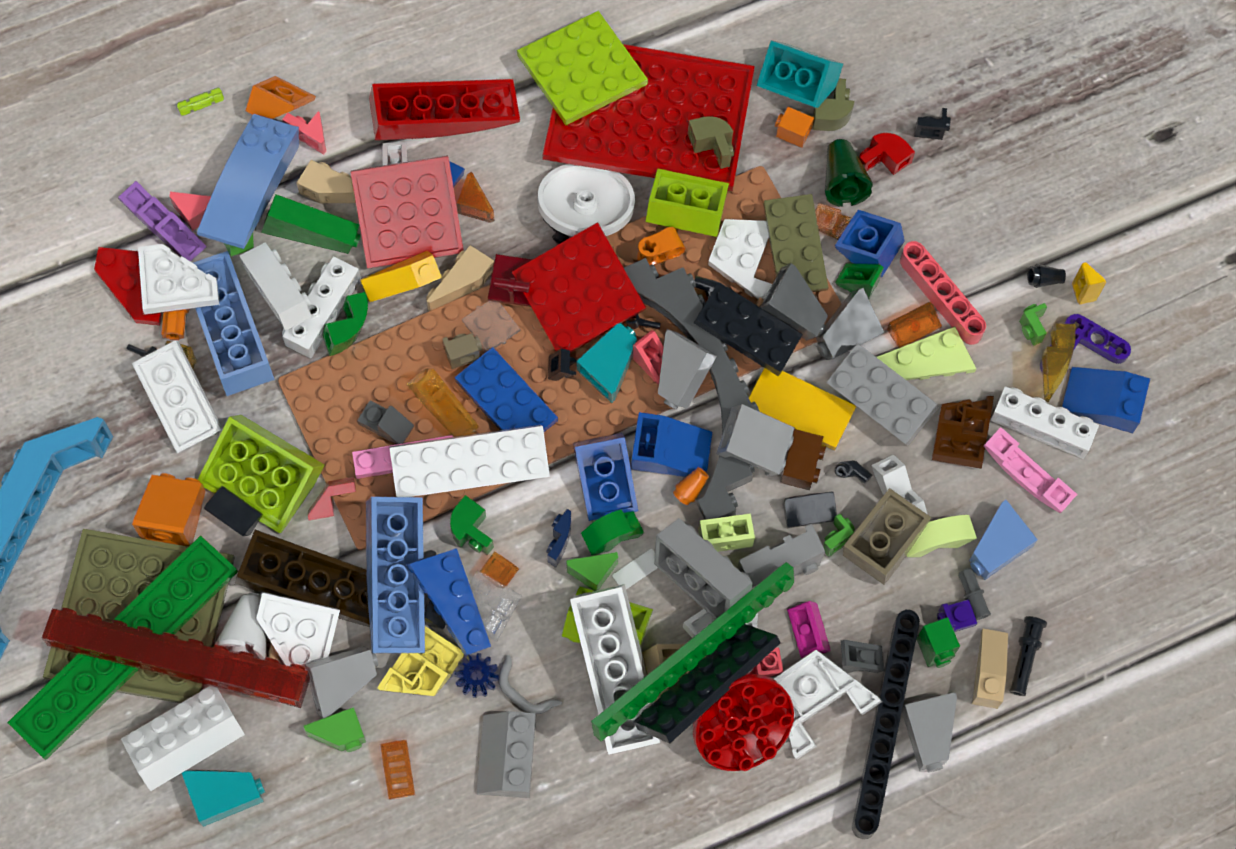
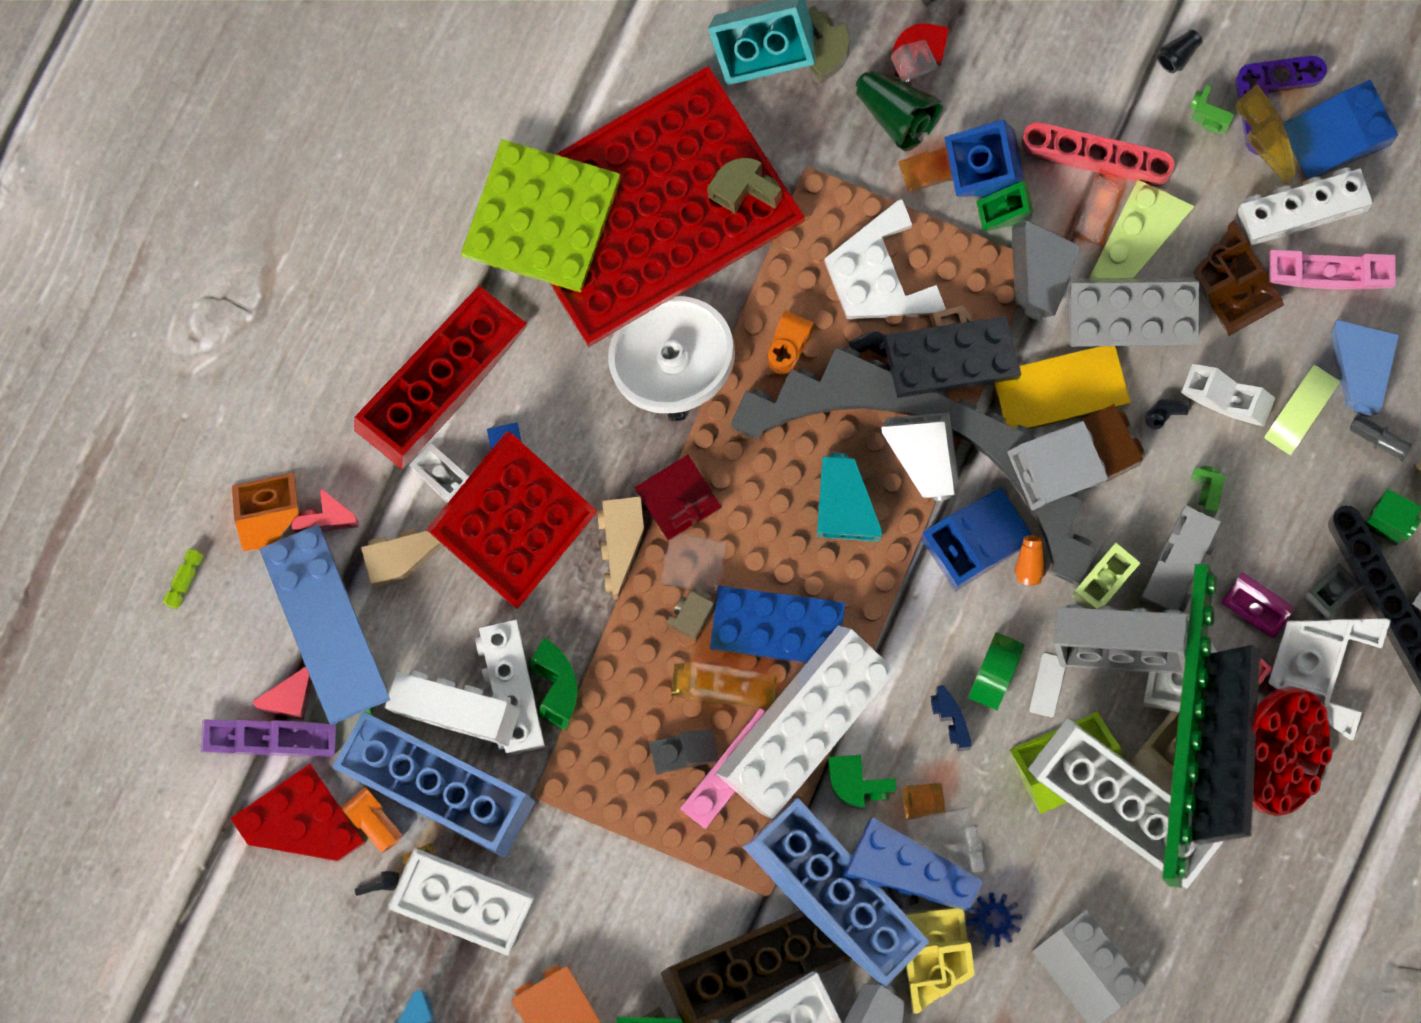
camera: 35 degrees left, 10 degrees up
(173, 282) = (347, 791): white plate -> none
(233, 511) = (618, 965): black slope -> none
(261, 470) = (607, 905): lime slope -> none
(310, 226) = (424, 616): green slope -> none
(323, 505) = (698, 885): slope -> none
(401, 277) = (563, 589): yellow slope -> none
(473, 201) = (560, 449): clear orange slope -> none
(519, 700) = (1047, 907): light grey animal -> none
(559, 365) = (800, 548): black tile -> none
(579, 289) = (755, 457): red plate -> none
(593, 570) = (1012, 723): bright green slope -> none
(605, 475) = (939, 620): blue slope -> none
(642, 322) = (836, 435): black hand -> none
(648, 355) = (882, 464): coral slope -> none
(687, 202) = (775, 273): lime slope -> none
(794, 126) = (803, 98): orange brick -> none
(795, 303) = (973, 292): dark grey slope -> none
(796, 238) = (918, 227): olive plate -> none
(809, 509) = (1160, 486): slope -> none
(877, 152) = (913, 60): none -> clear slope
(886, 536) = (1257, 452): dark tan slope -> none
(959, 614) = (1382, 473): dark purple bracket -> none
(1087, 284) = (1230, 29): yellow slope -> none

